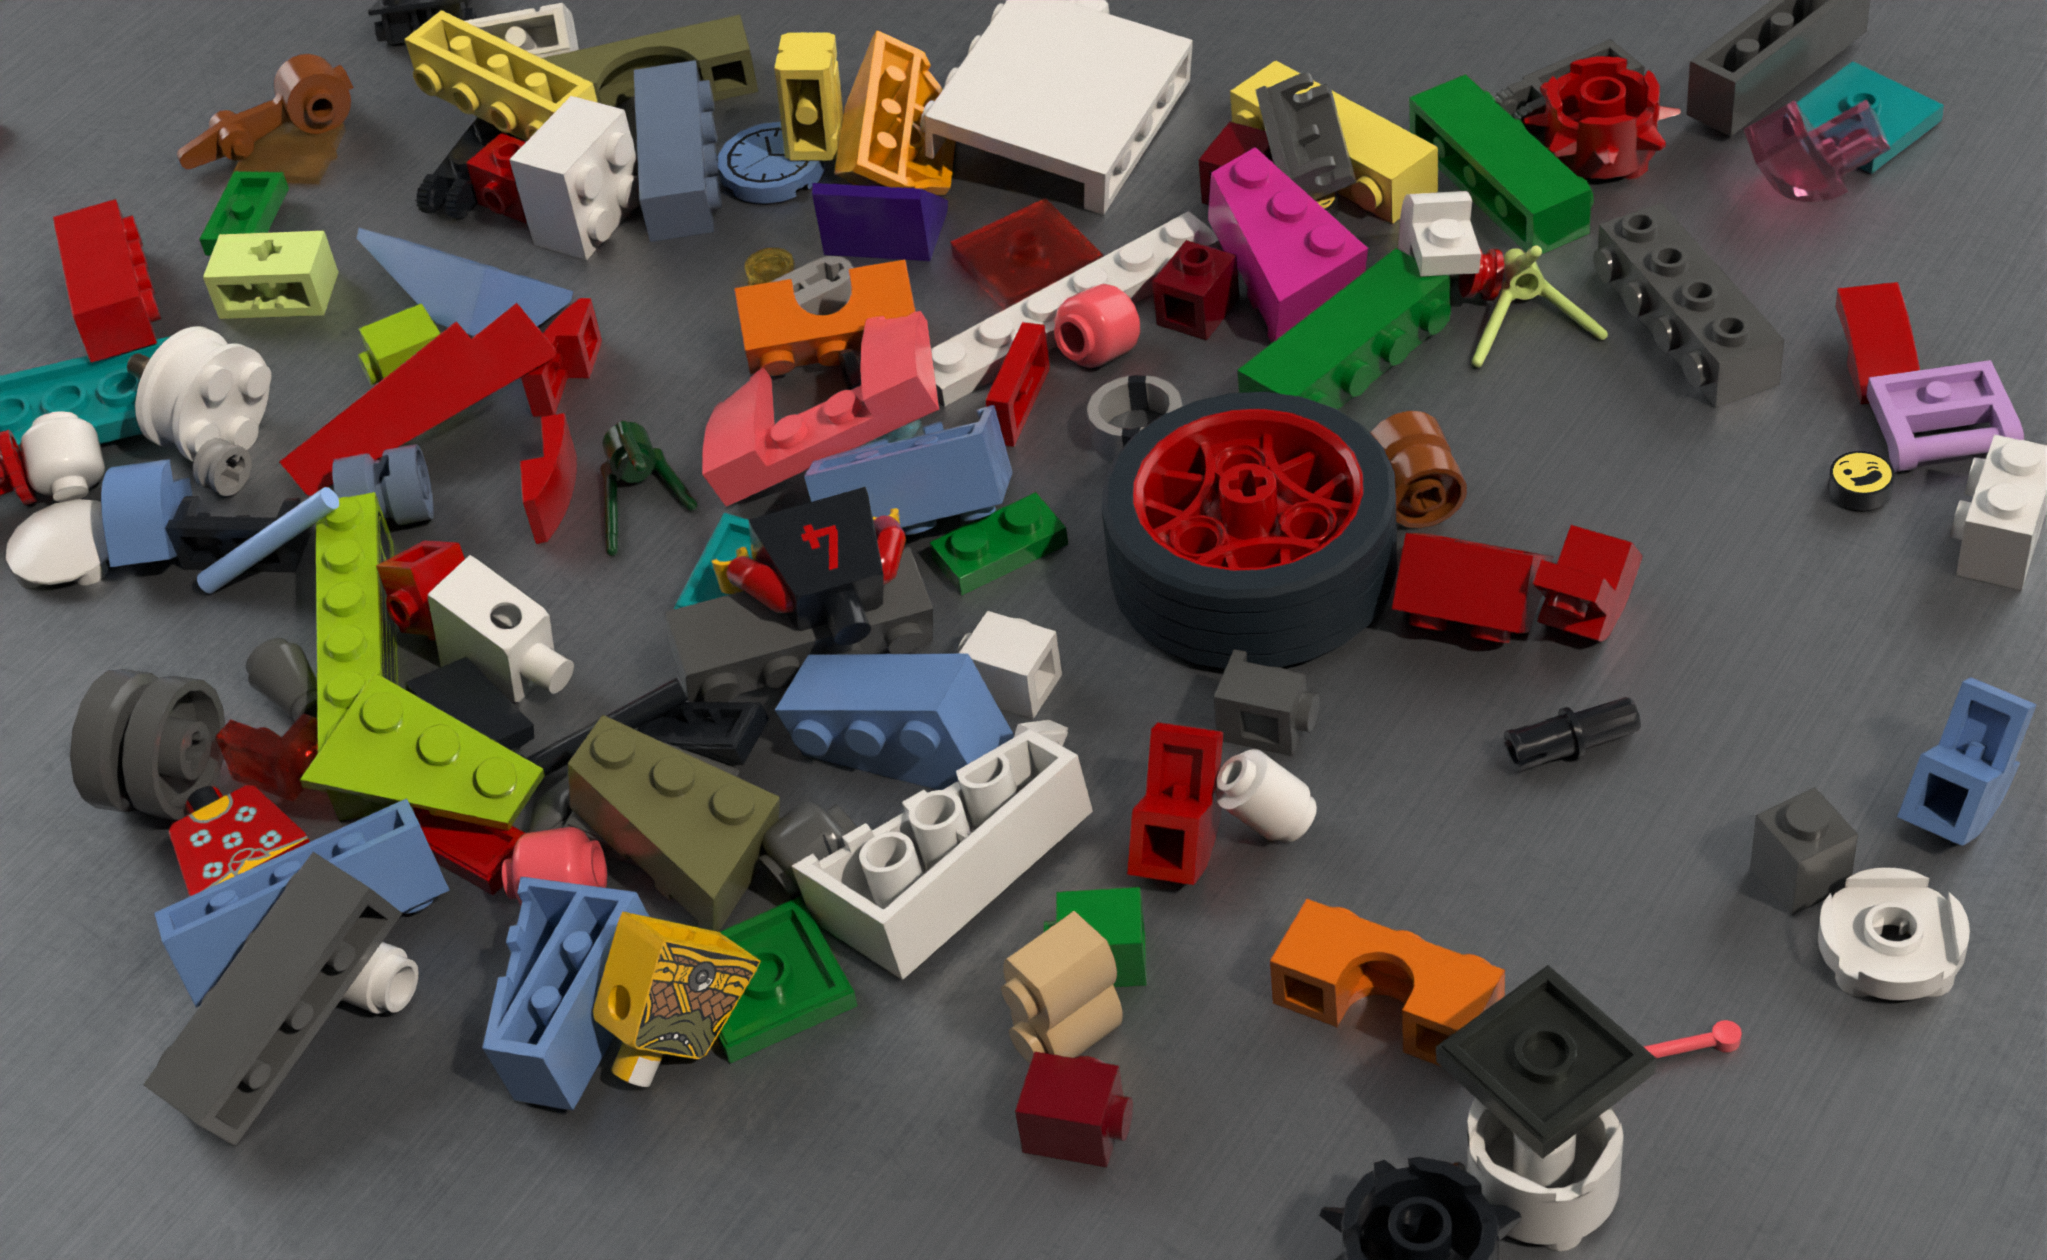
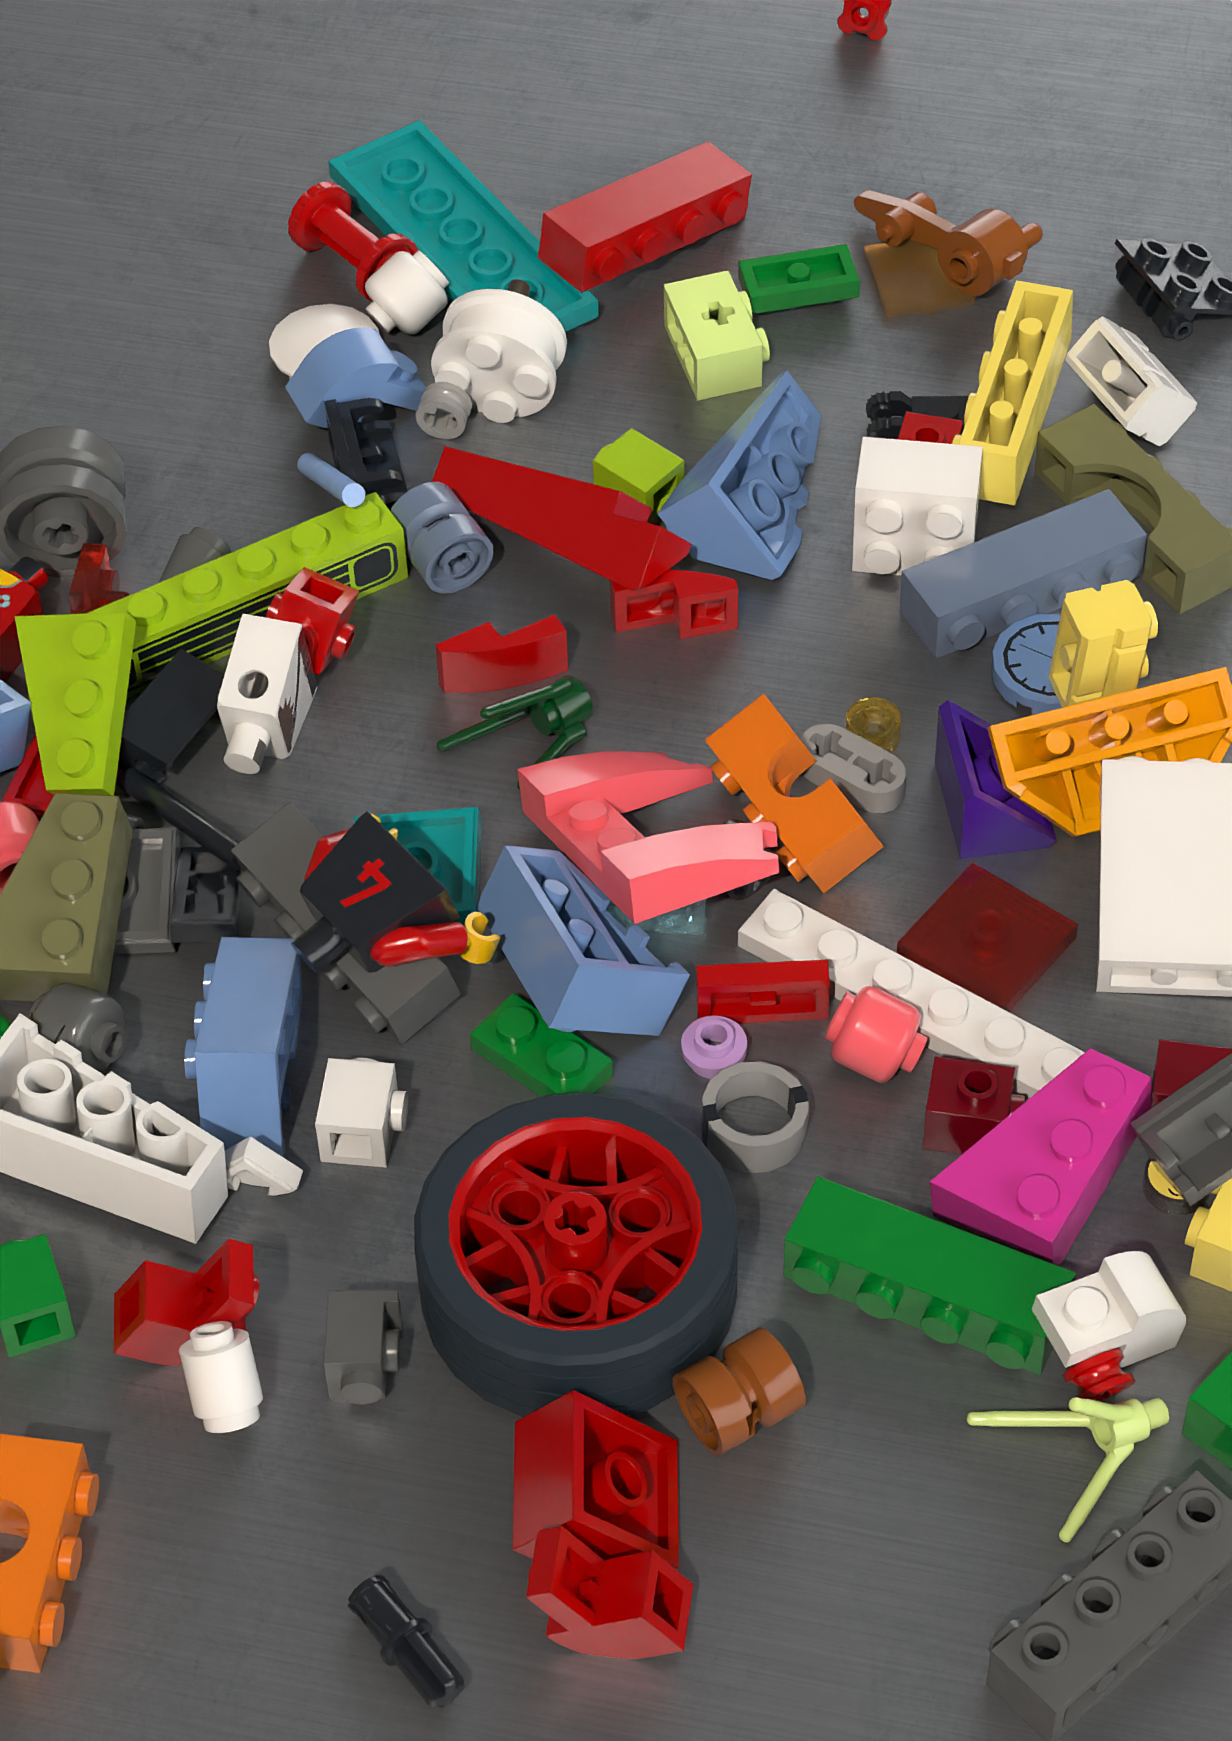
camera: 65 degrees right, 5 degrees up
(1051, 432) = (709, 1059): none -> lavender plate

